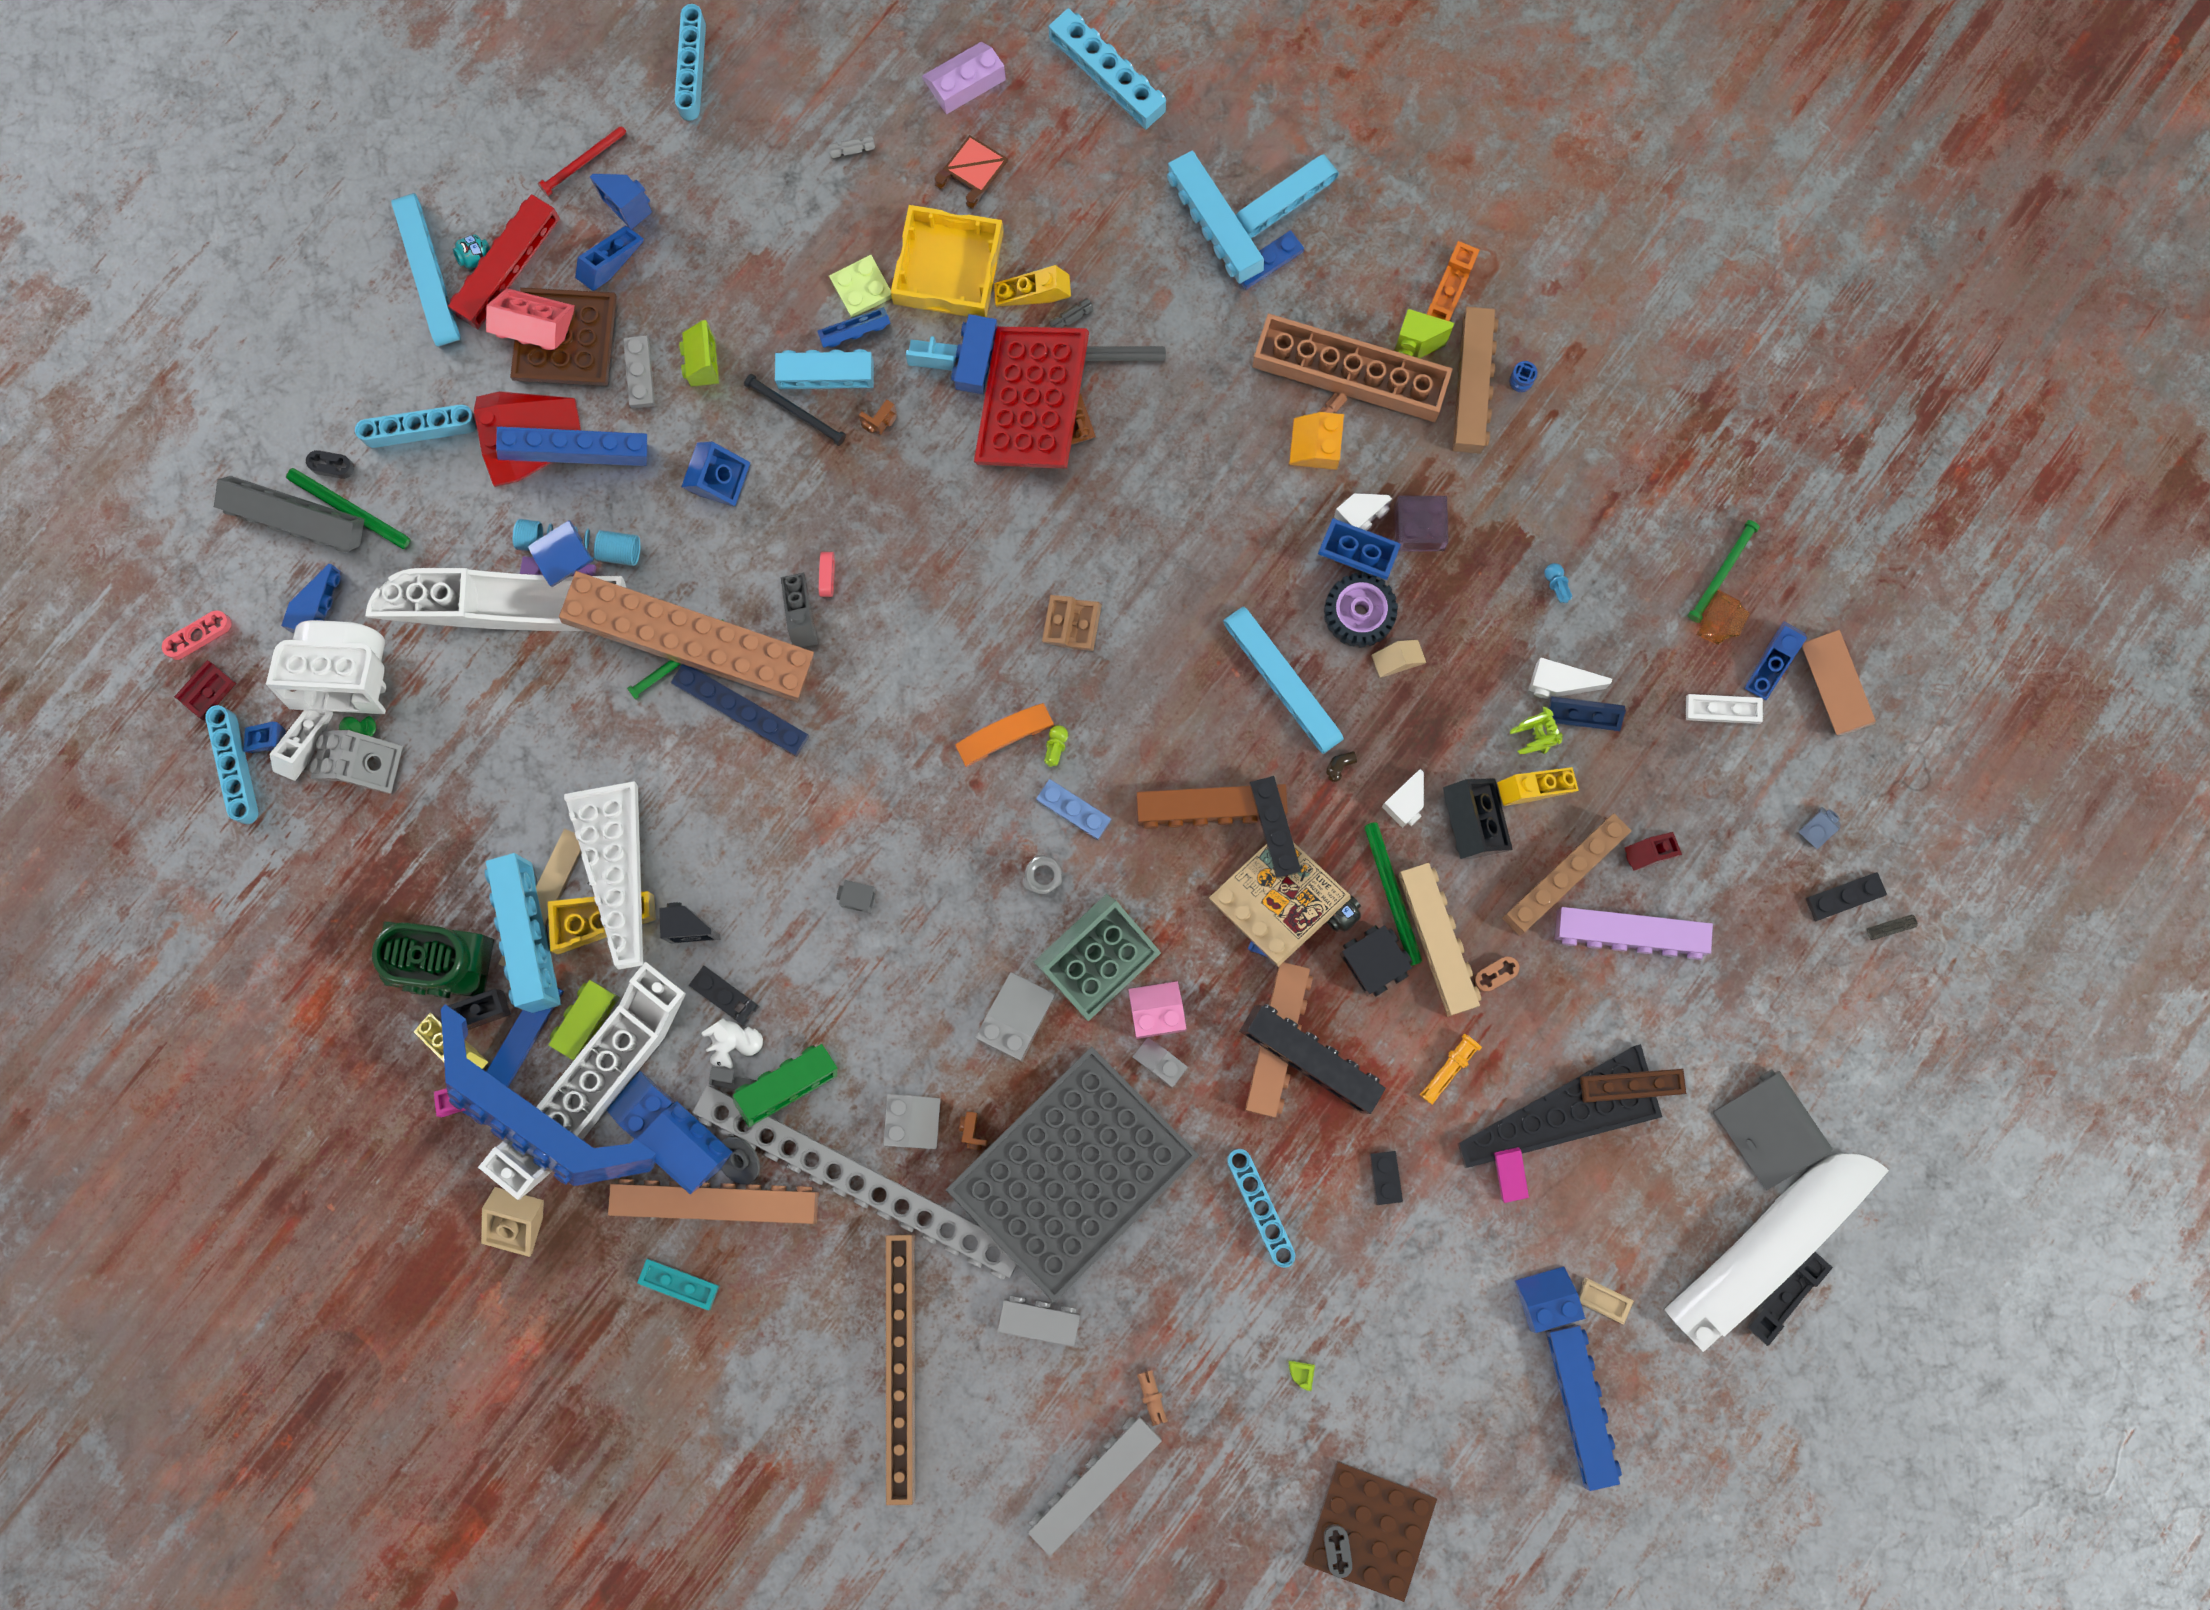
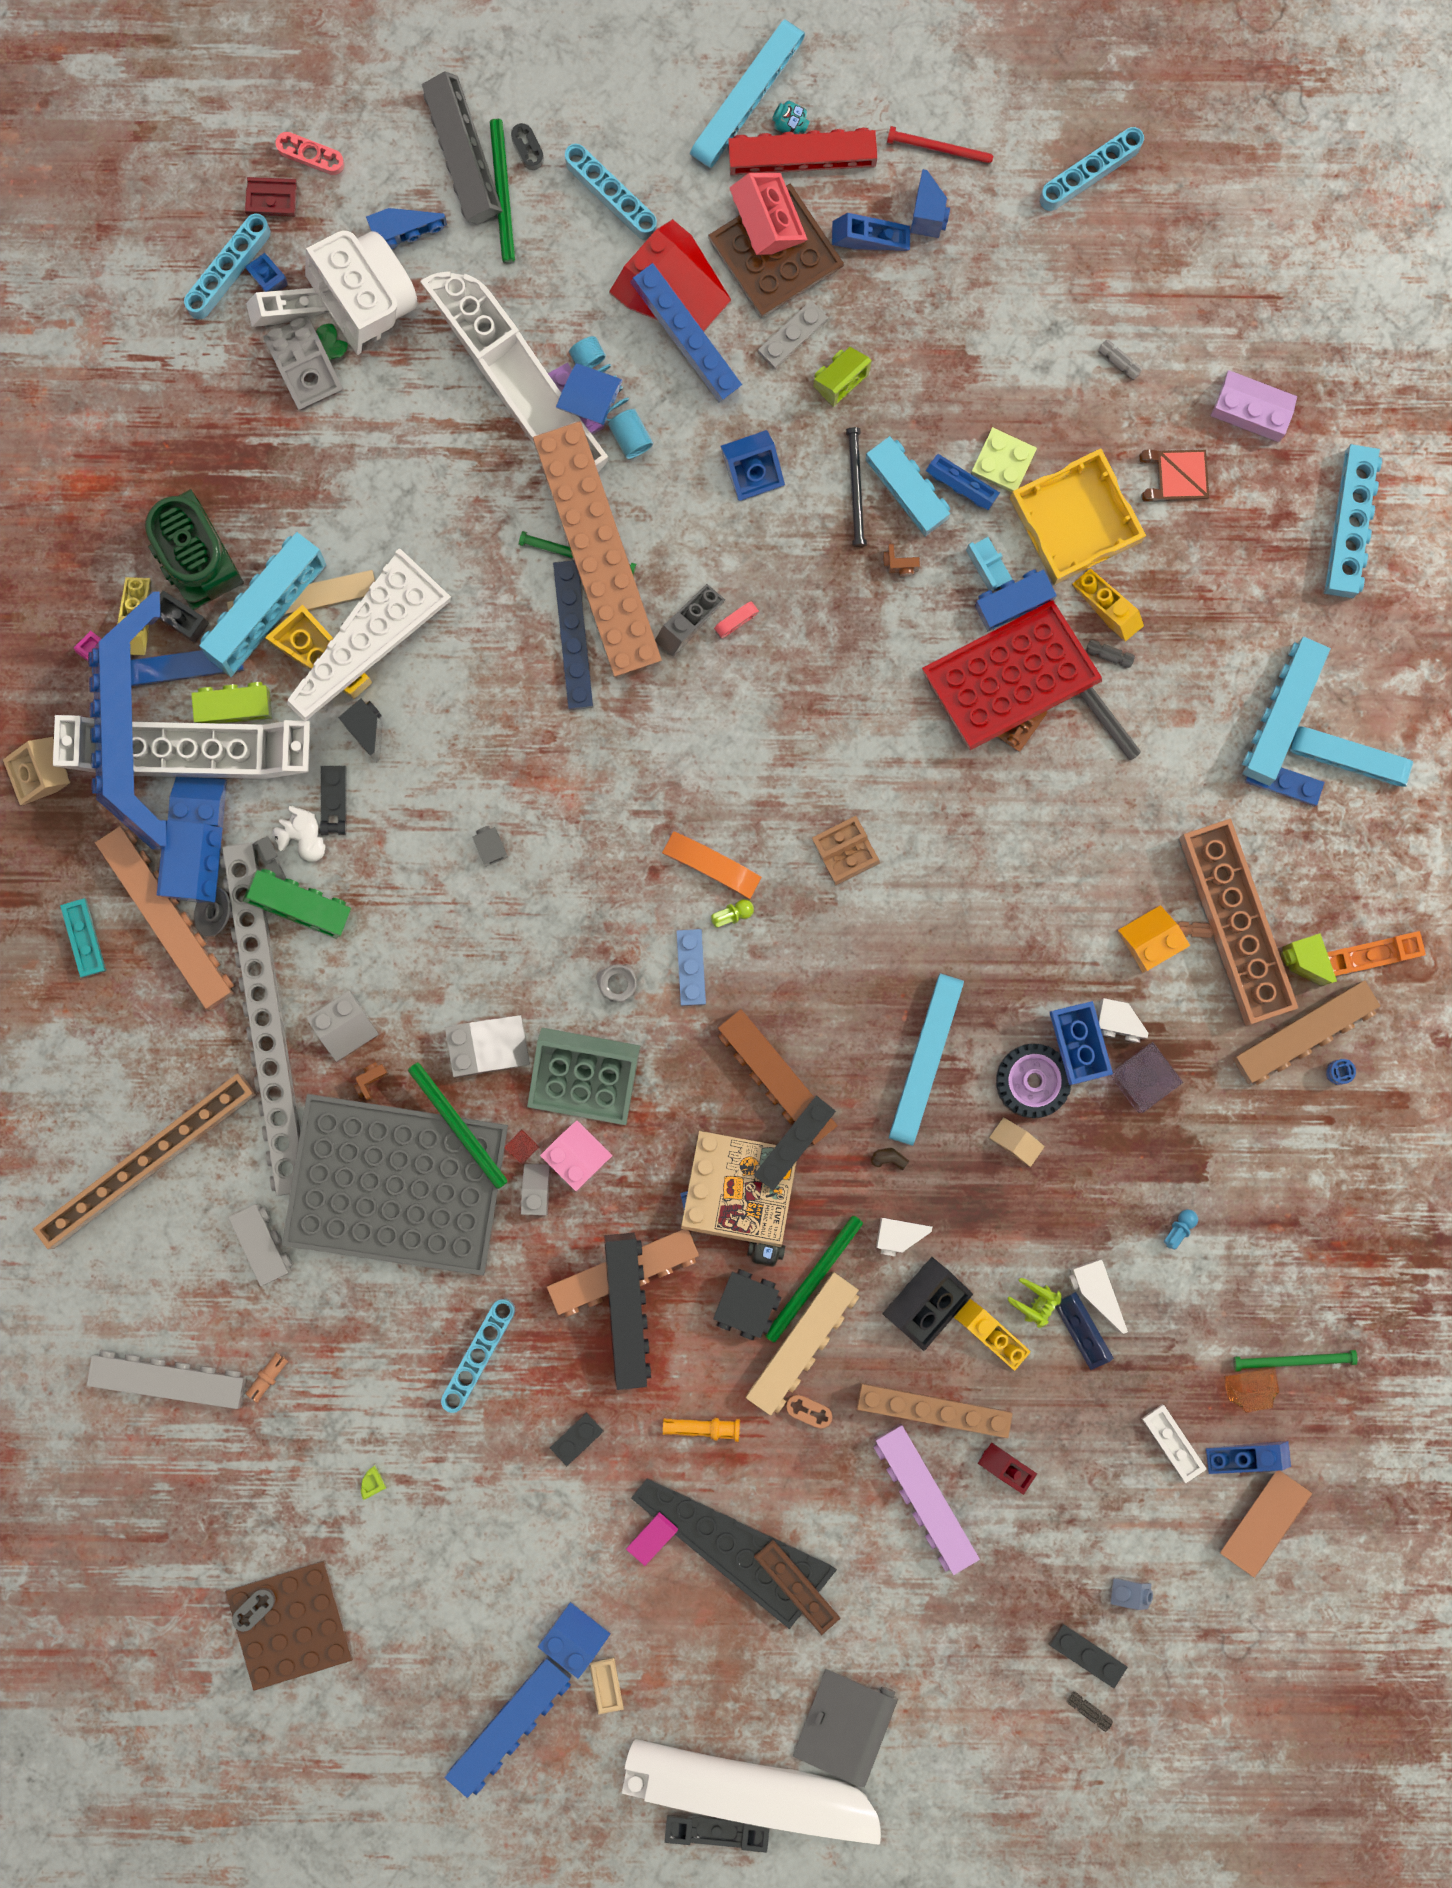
camera: 45 degrees right, 5 degrees up
(1054, 1086) = (457, 1125): none -> green axle
(1117, 1048) = (522, 1146): none -> clear red tile

